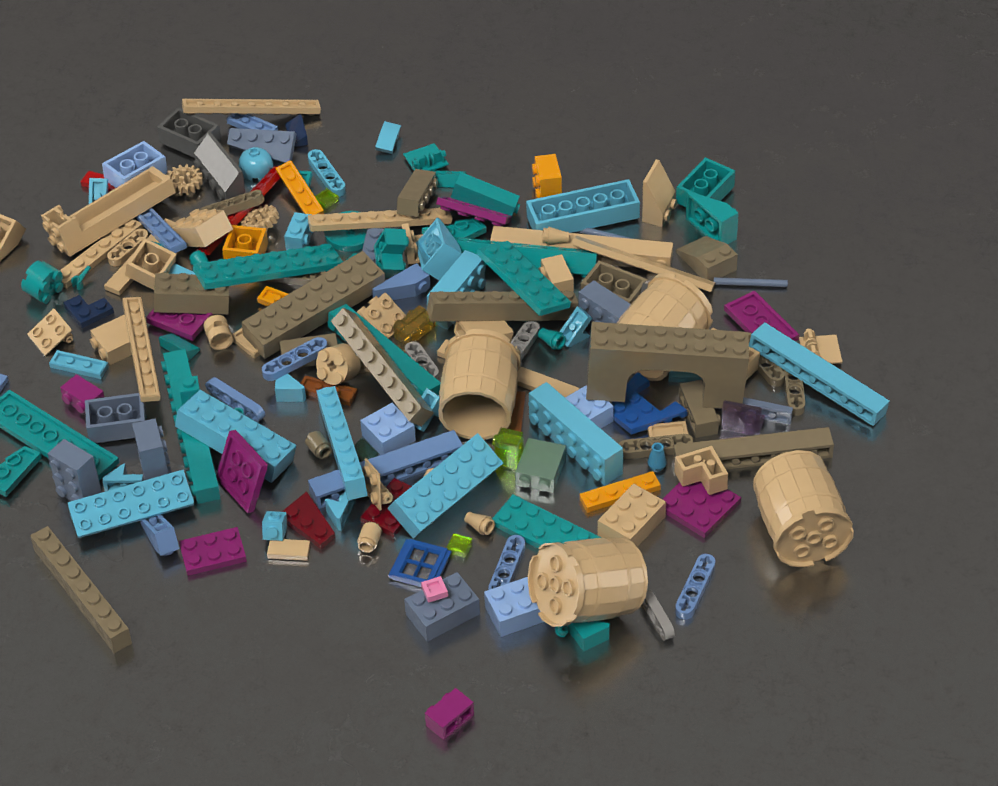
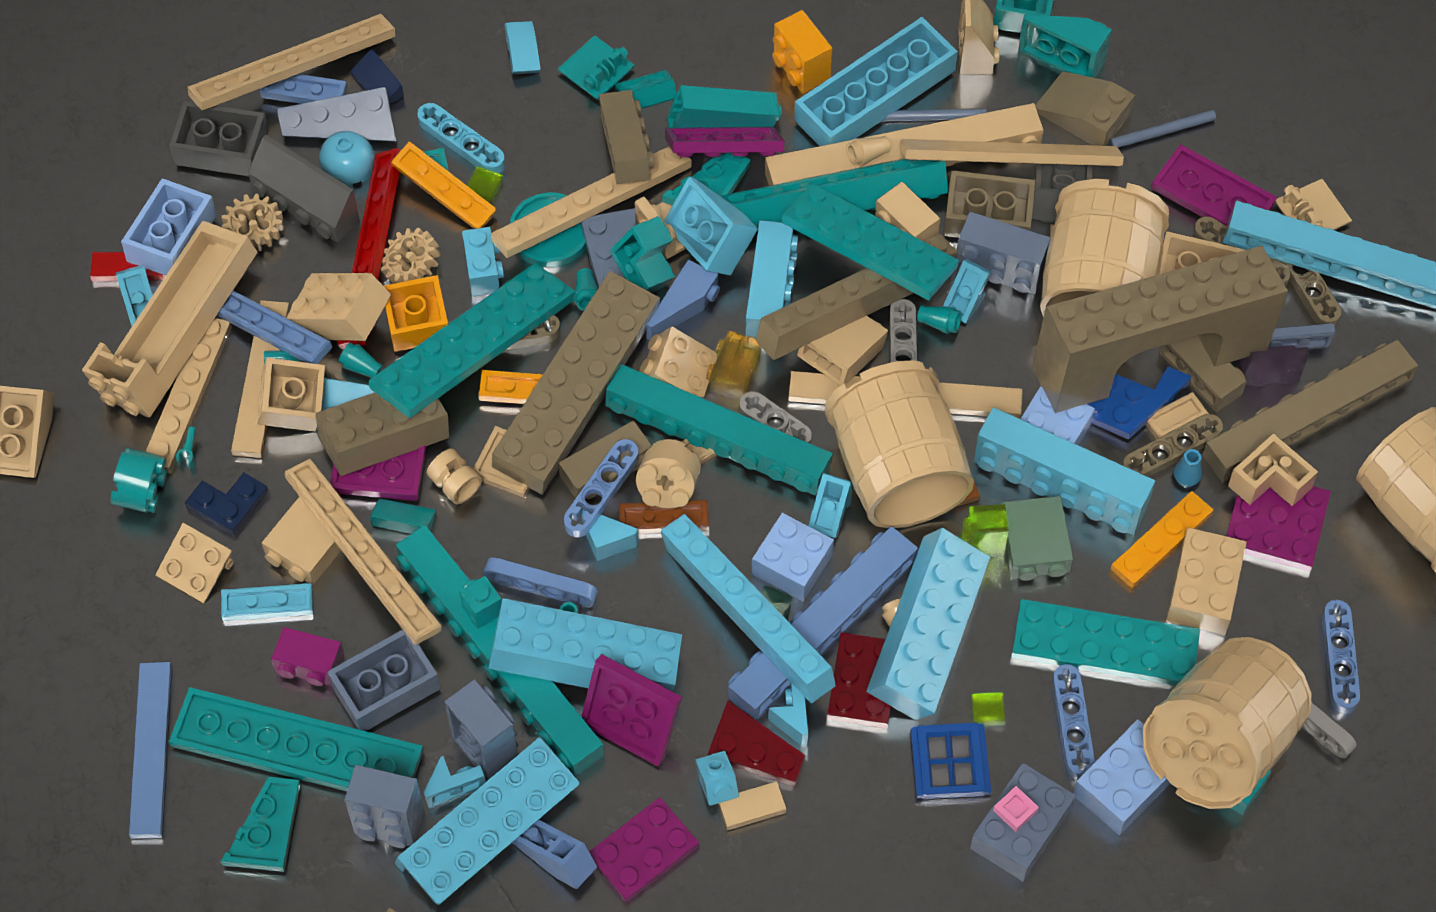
camera: 25 degrees left, 15 degrees up
(119, 255) = (231, 382): tan beam -> none
(238, 202) = (353, 244): dark tan beam -> none
(318, 444) = (704, 616): dark tan brick -> none
(369, 537) = (859, 744): tan brick -> none
(375, 489) = (846, 673): tan hinge -> none
(382, 367) = (740, 459): dark tan brick -> none
(481, 523) = (1001, 662): tan cone -> none

